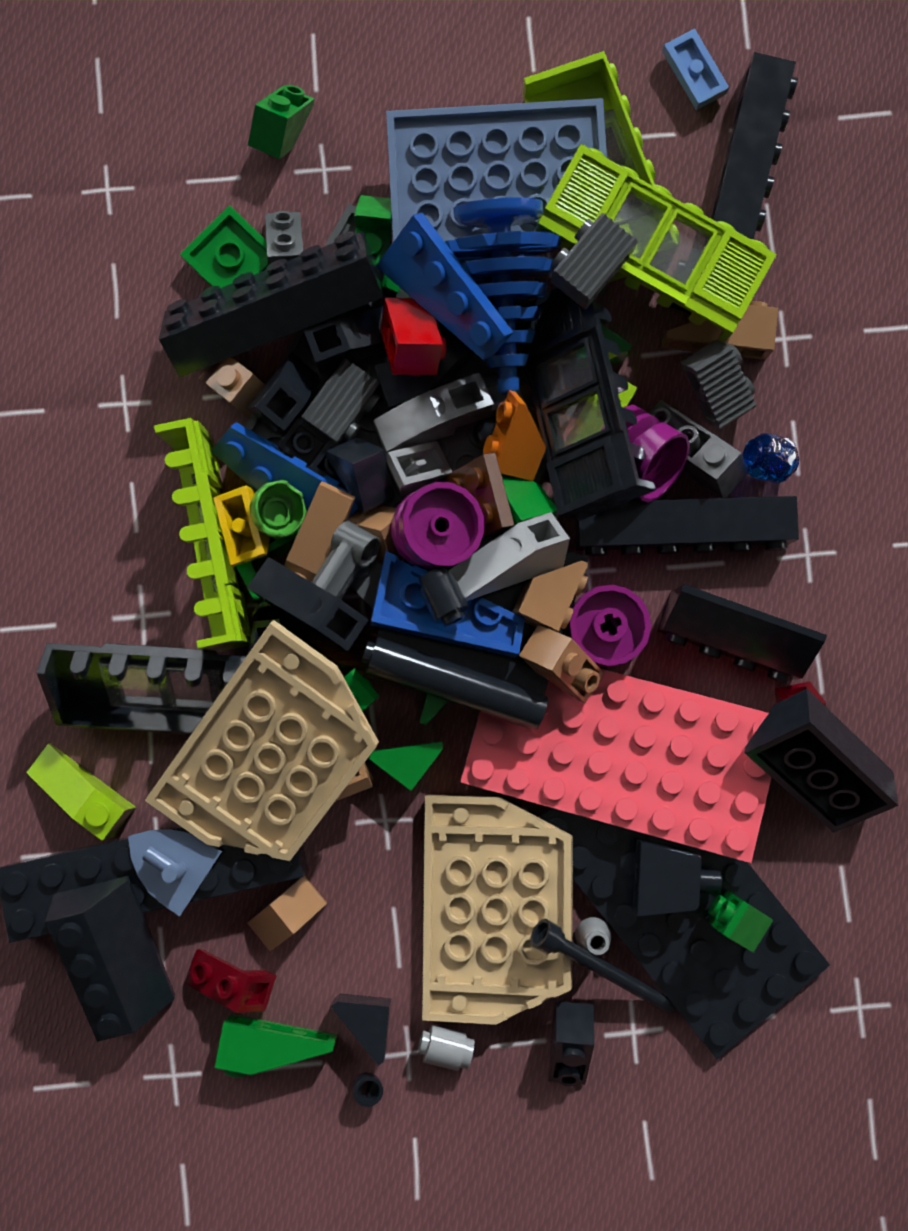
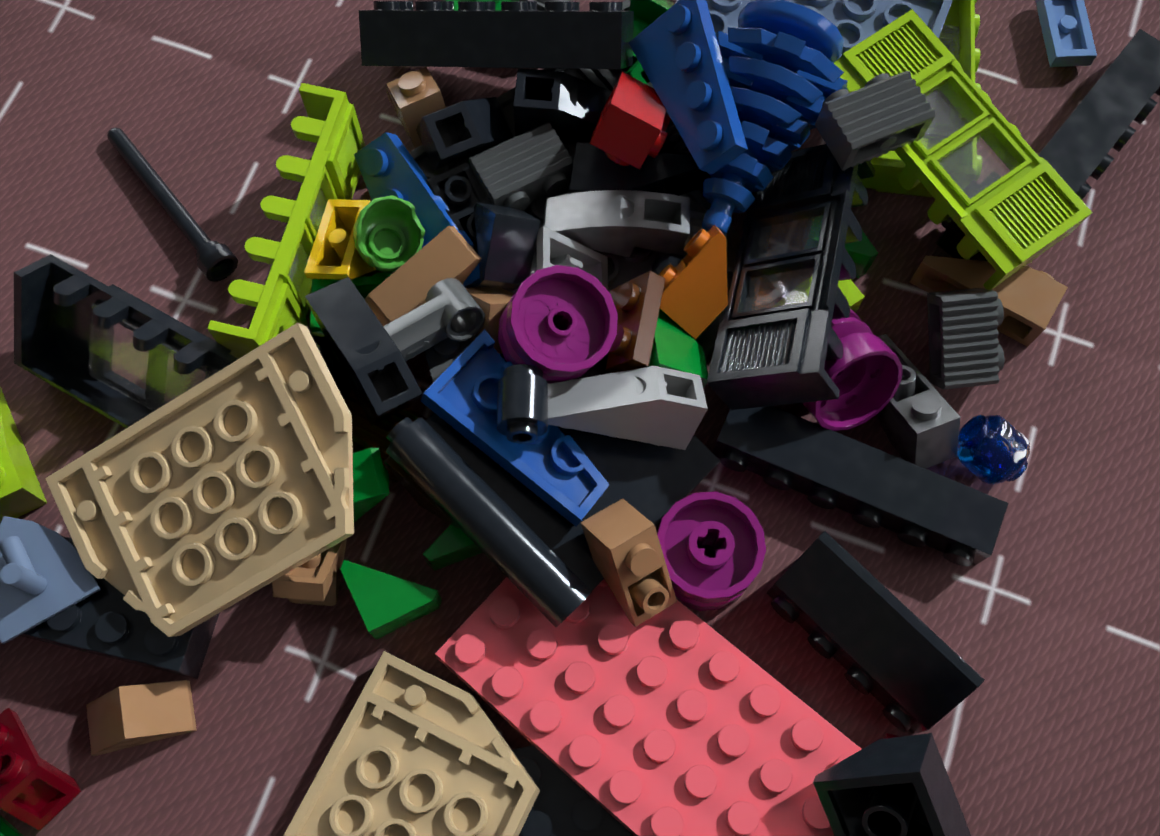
camera: 20 degrees right, 15 degrees down
(148, 577) = (212, 257): none -> black piece
(548, 597) = (653, 470): medium nougat slope -> none

